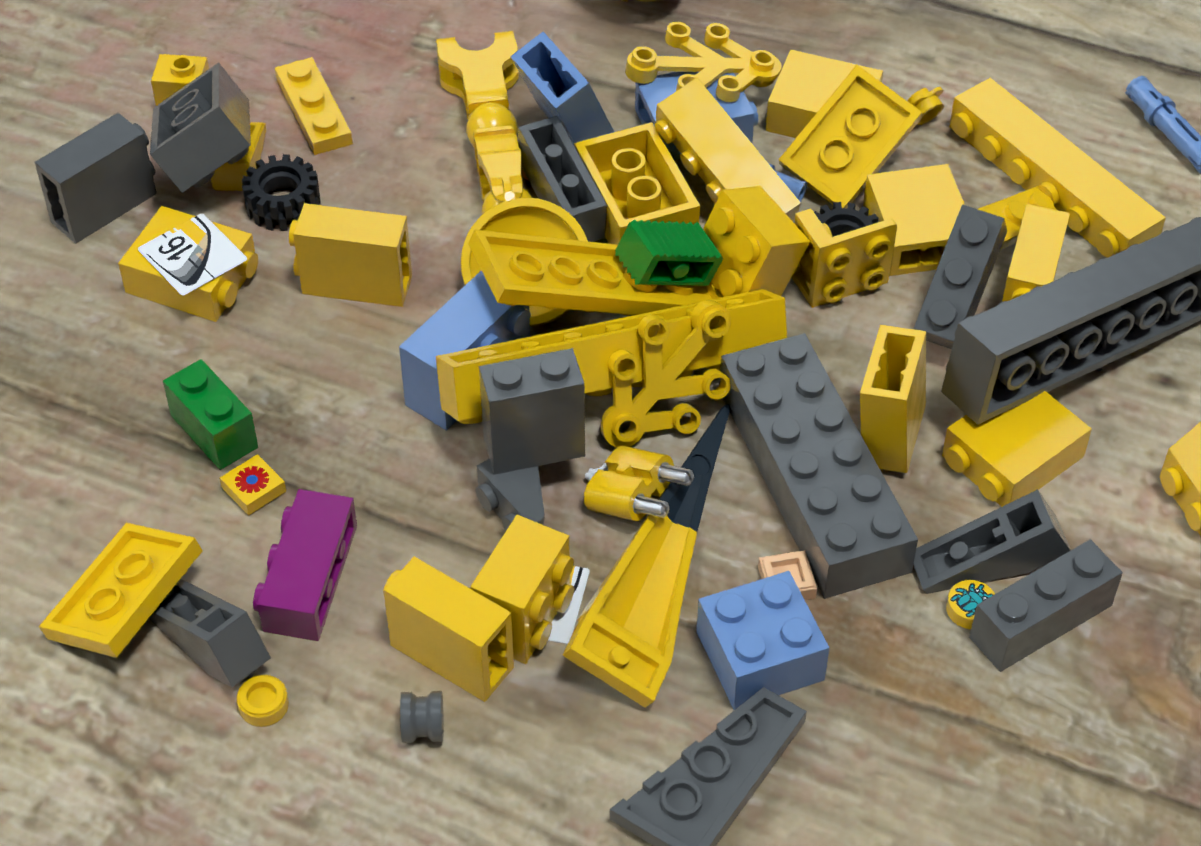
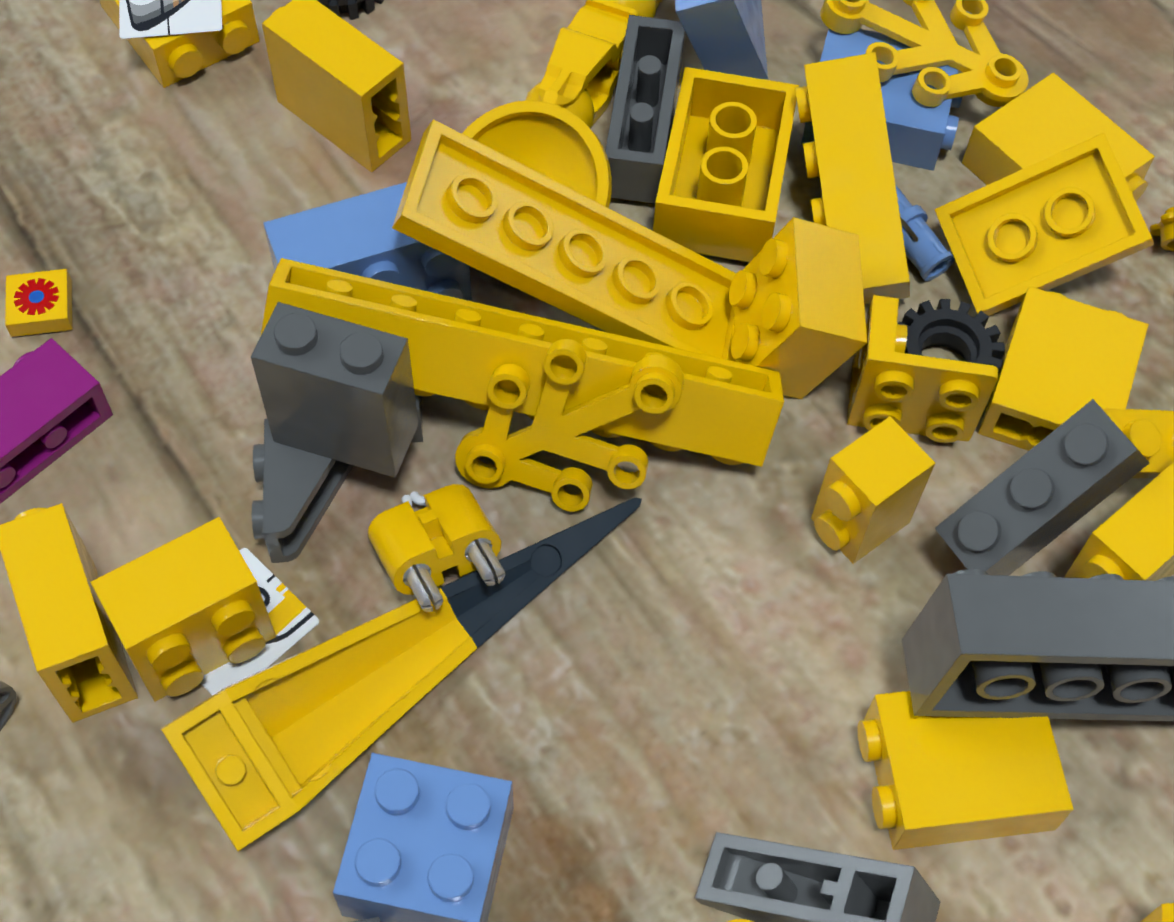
camera: 30 degrees right, 10 degrees up
(210, 414) = (49, 194): green brick -> none
(668, 253) = (685, 266): green brick -> none
(798, 566) = (540, 774): light nougat tile -> none
(817, 466) = (675, 650): dark grey brick -> none
(863, 310) = (871, 490): none -> yellow brick
(894, 396) = (823, 615): yellow brick -> none

